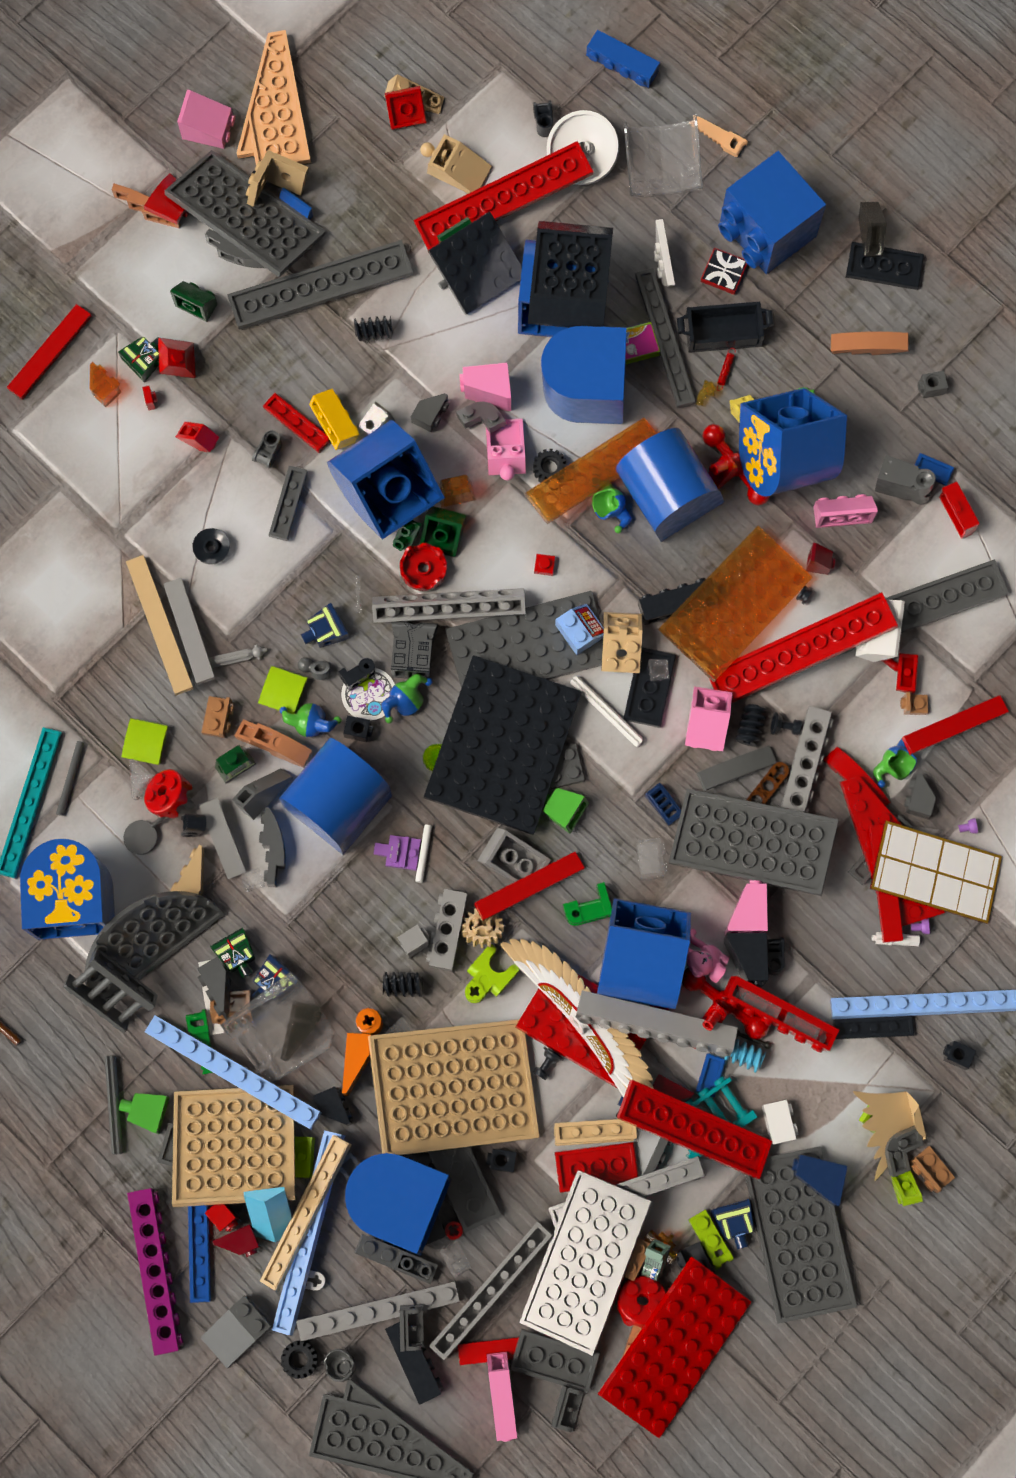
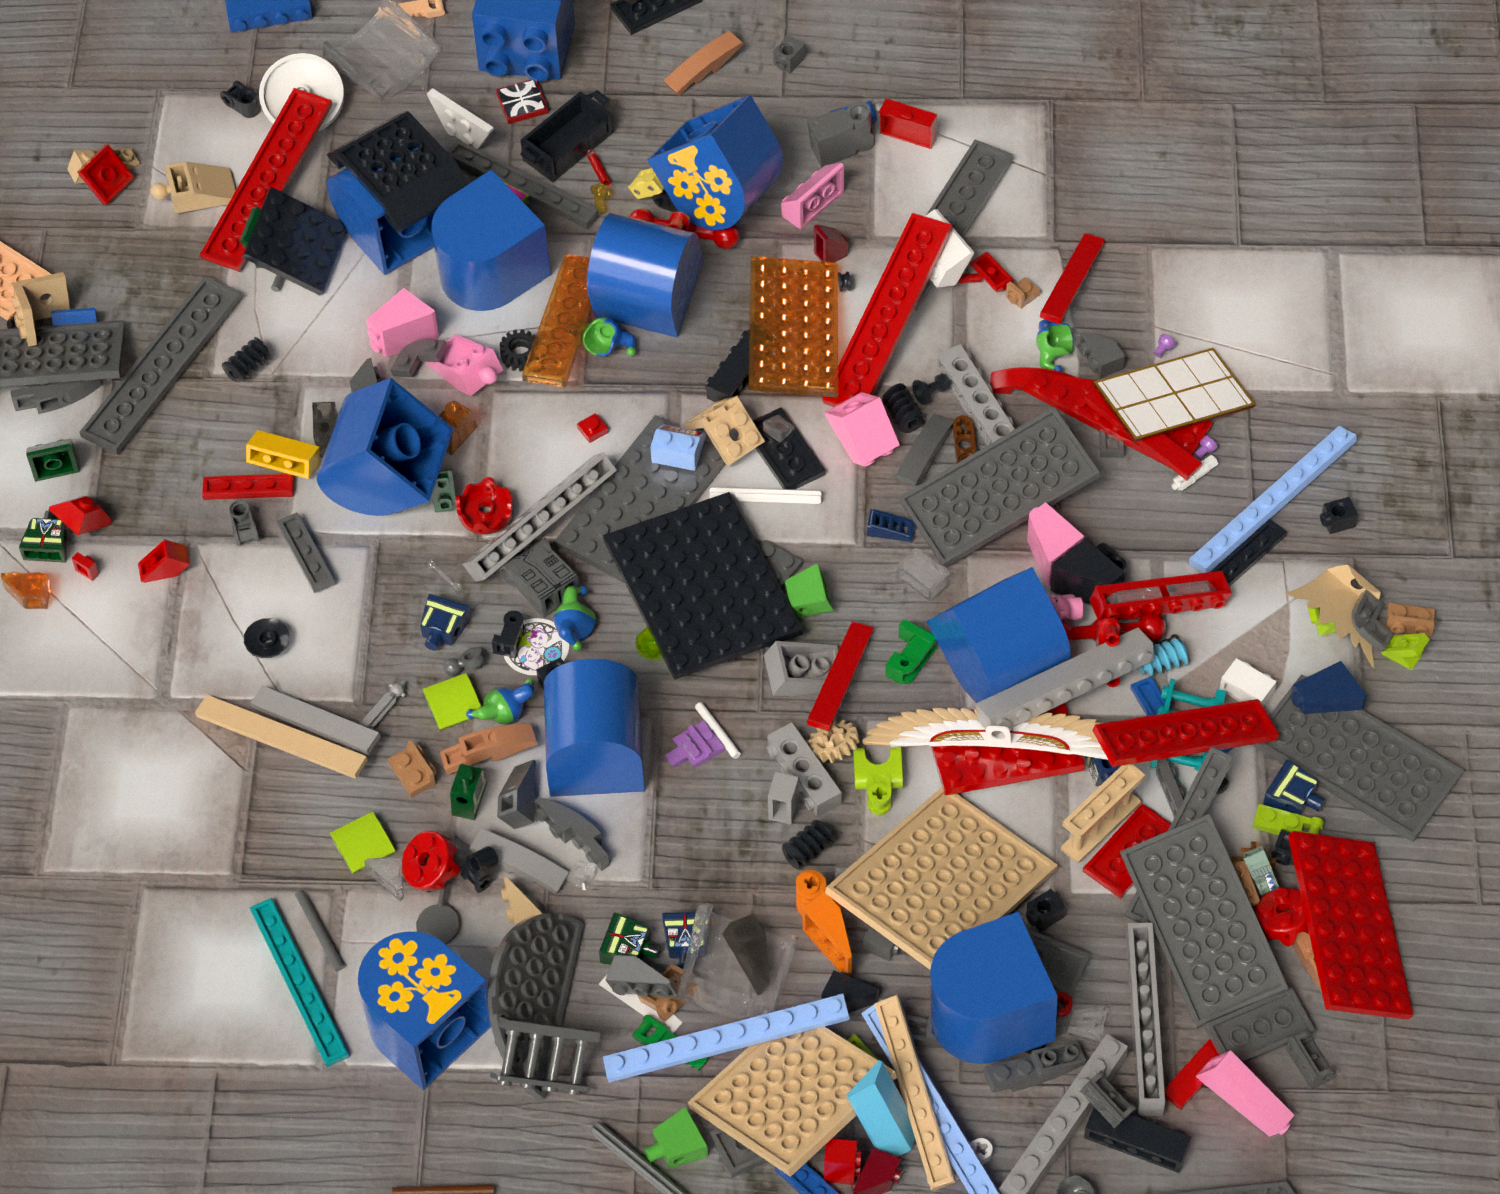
camera: 40 degrees left, 20 degrees down
(443, 529) = (473, 463): dark green slope -> none
(551, 1057) = (1000, 793): black piece -> none

